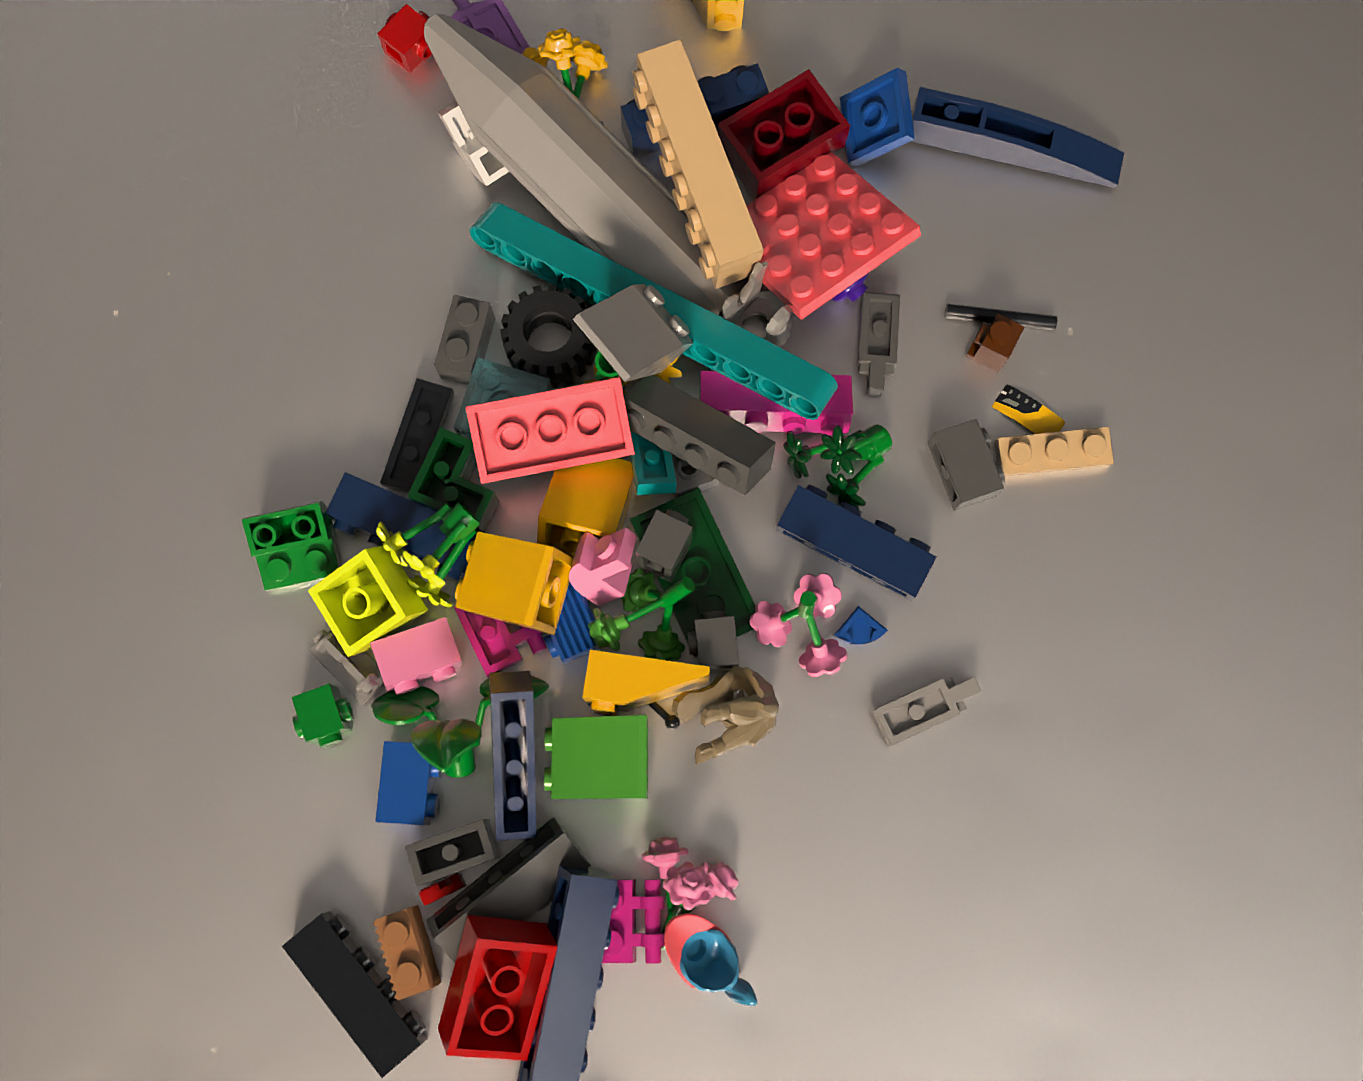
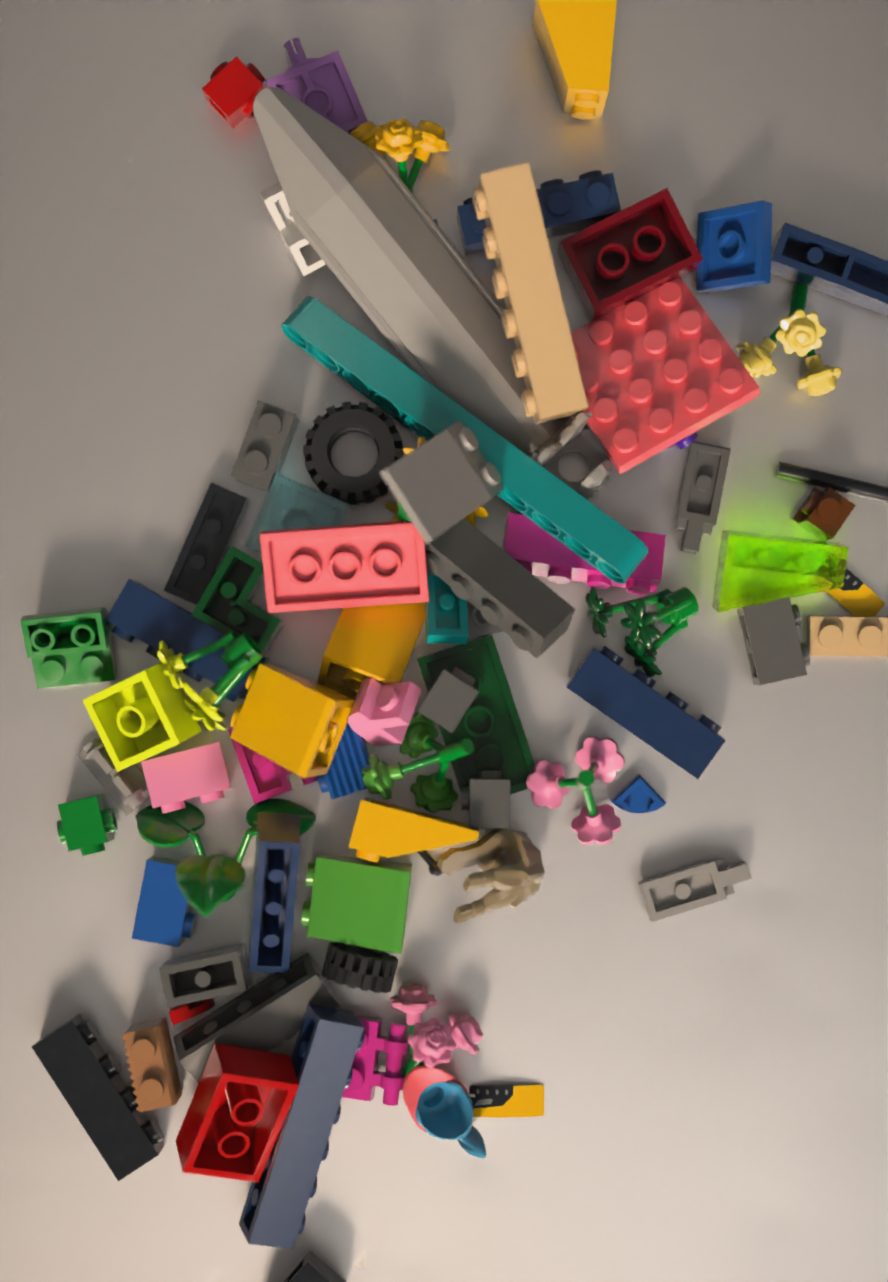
camera: 10 degrees right, 10 degrees up
(607, 824) = (359, 967): none -> black tyre
(771, 948) = (507, 1101): none -> yellow sticker
(948, 178) = (799, 334): none -> light yellow plant
(955, 393) = (773, 567): none -> clear neon green wedge

